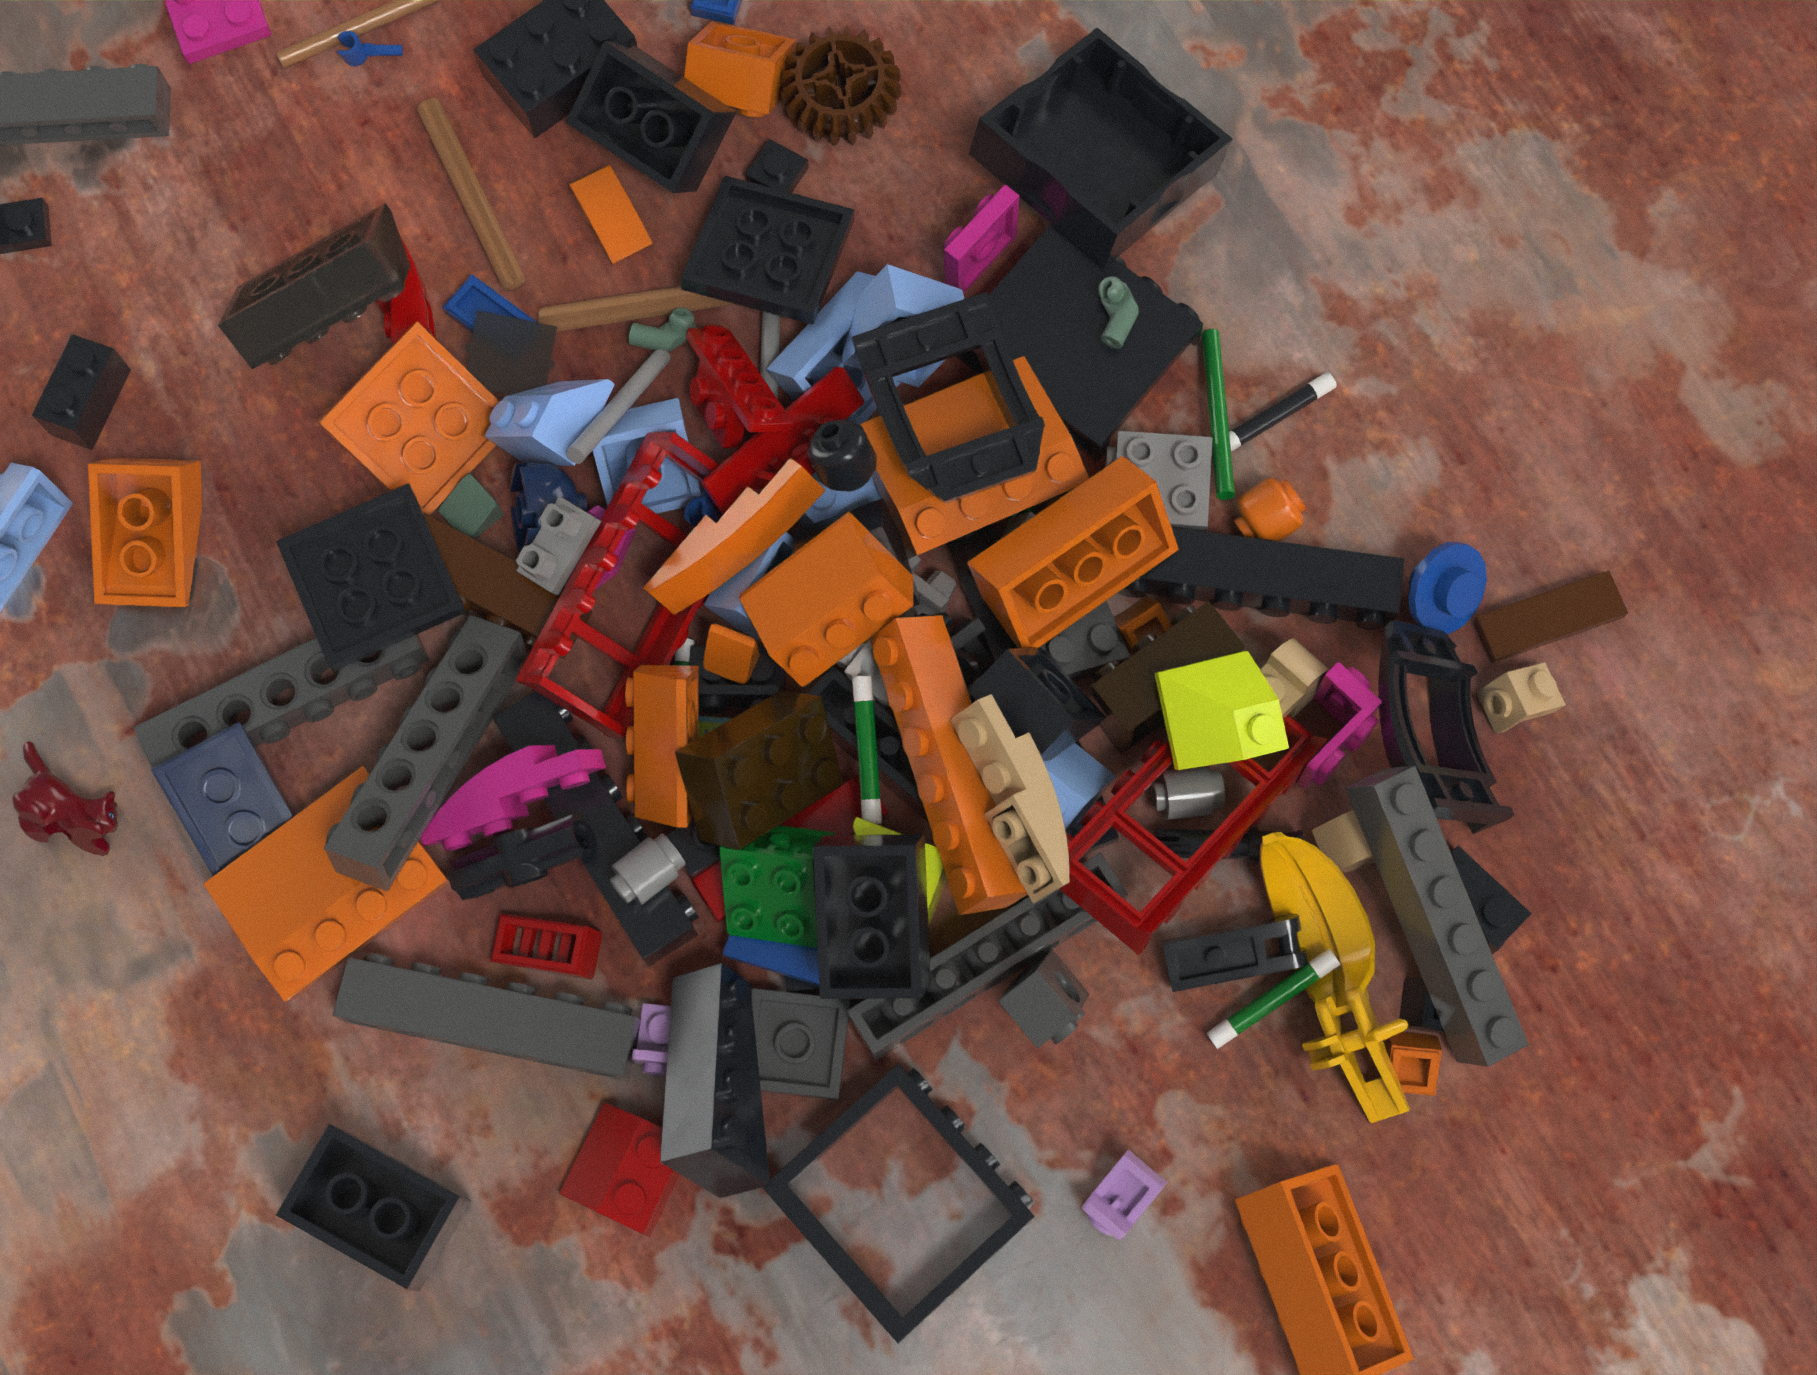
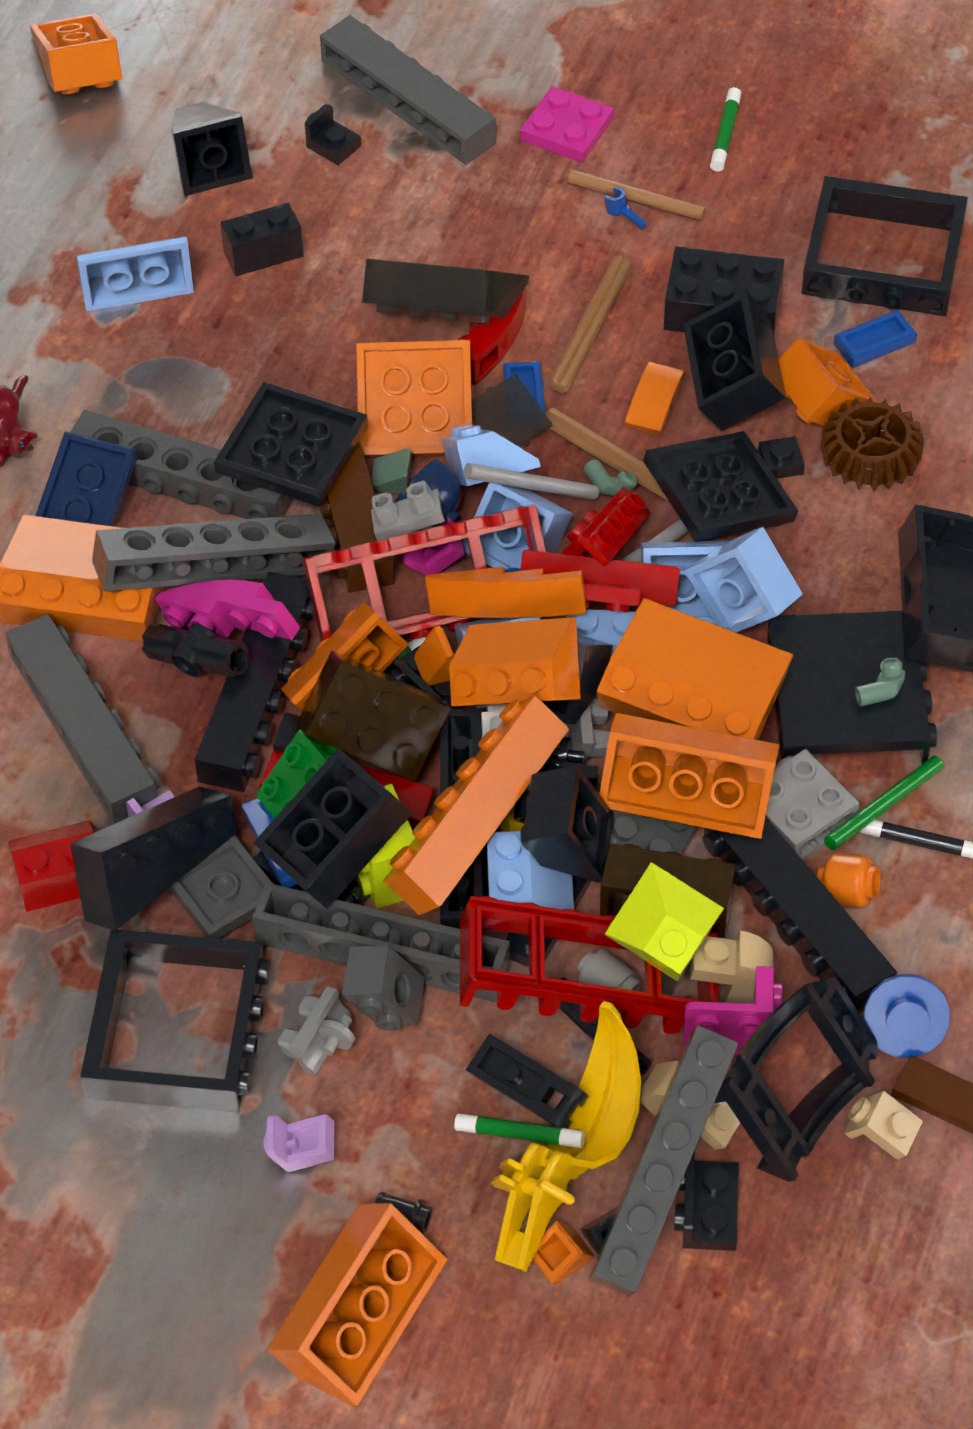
camera: 45 degrees right, 20 degrees down
(144, 530) = (210, 330): orange slope -> none
(576, 953) = (158, 720): red slope -> none
(646, 869) = (250, 711): light grey brick -> none
(842, 455) = (613, 596): black head -> none
(867, 749) = (444, 761): green bar -> none
(933, 338) = (728, 580): black wedge -> none
(981, 242) = (848, 582): dark pink plate -> none
(1027, 807) = (488, 850): tan slope -> none
(1030, 1087) = (323, 1031): none -> light grey hips
(1265, 1165) = (416, 1213): none -> black pin

